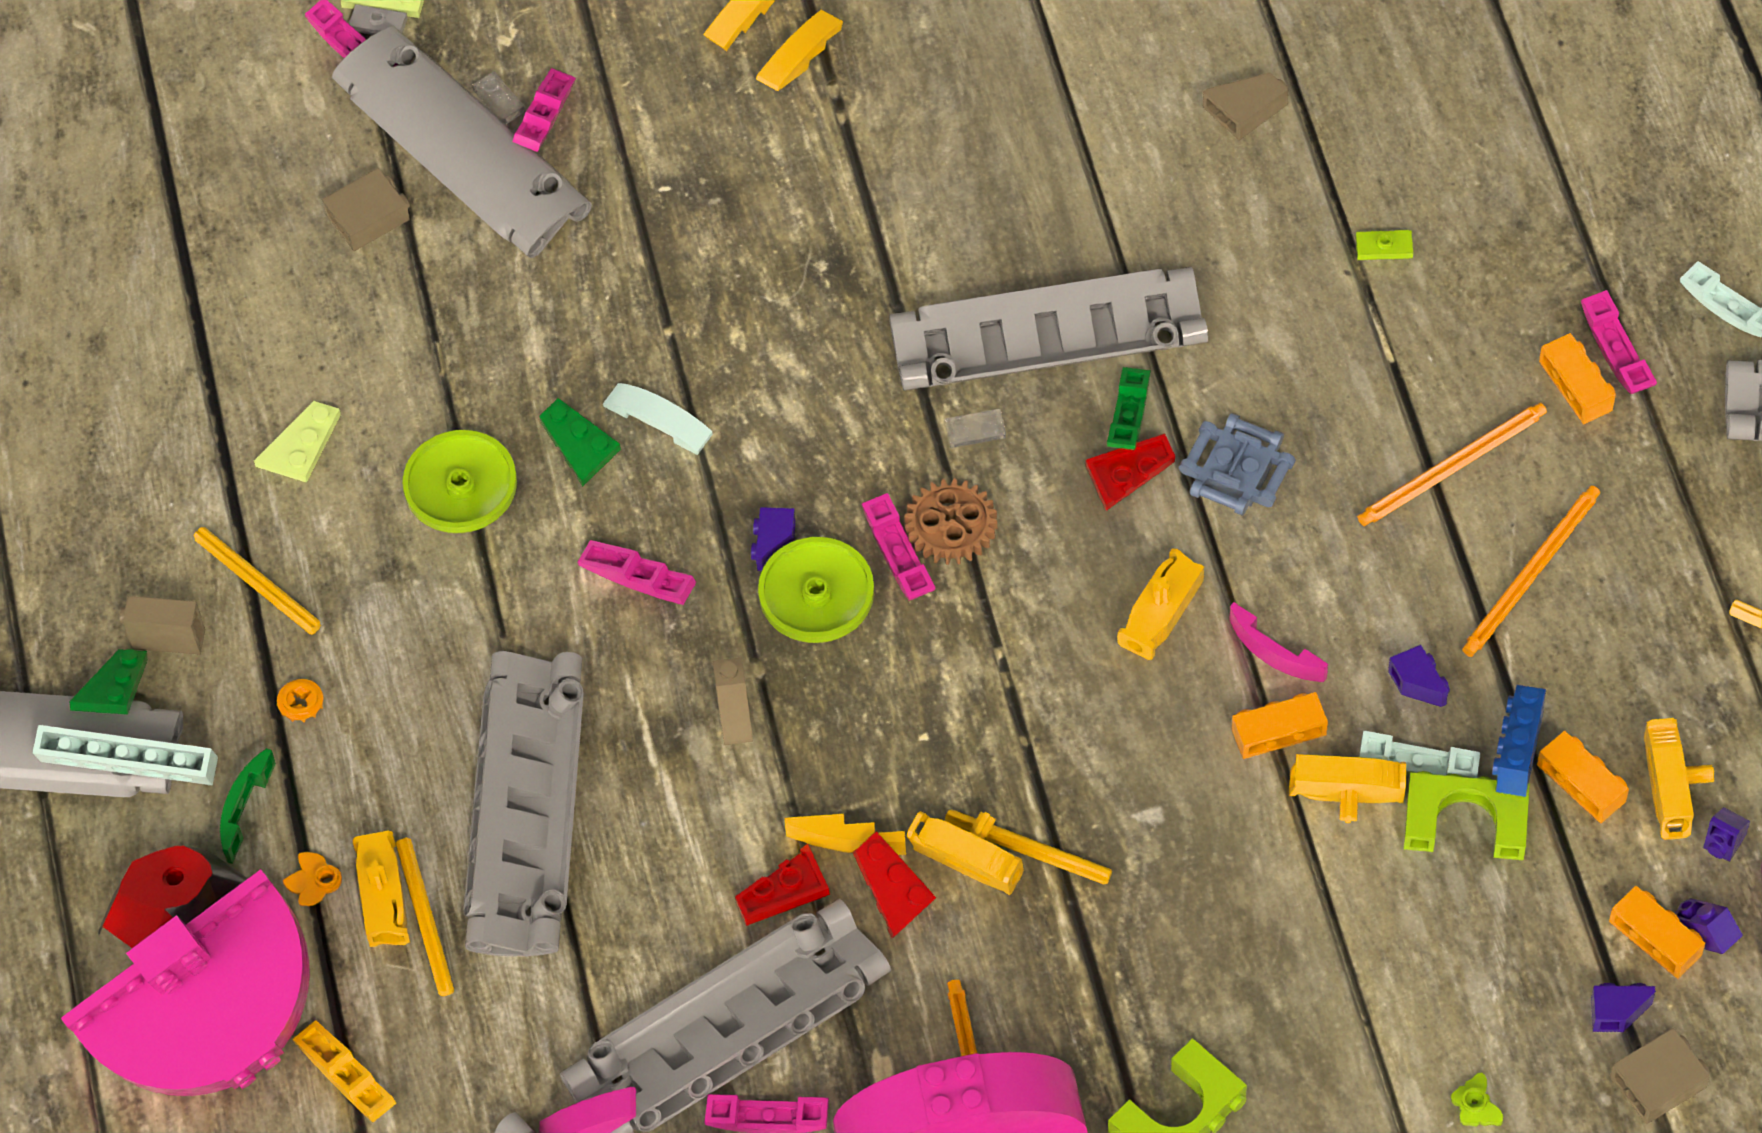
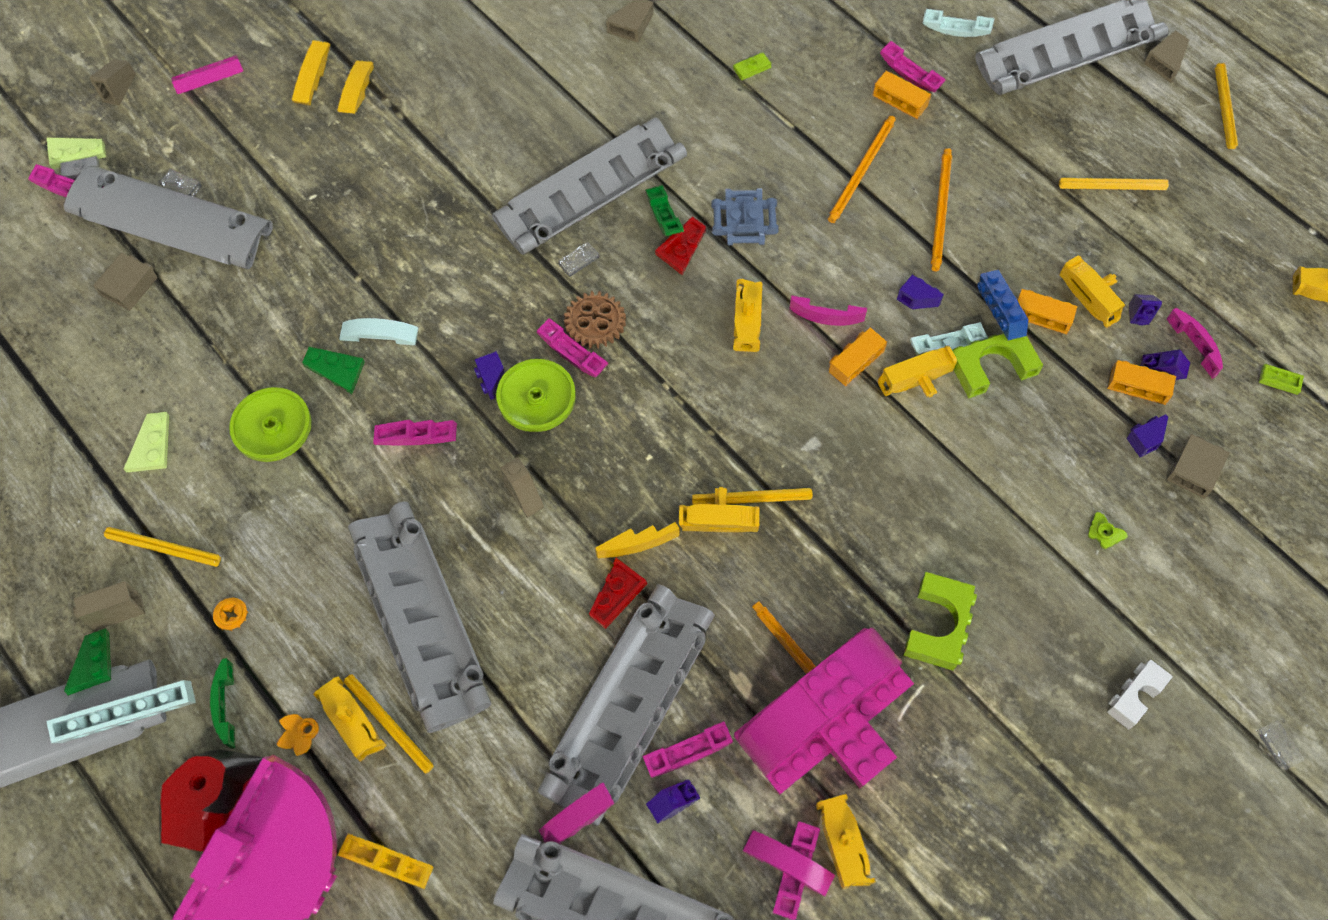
camera: 30 degrees left, 5 degrees up
(544, 109) = (213, 178): dark pink slope -> none
(894, 885) = (688, 560): red wing -> none

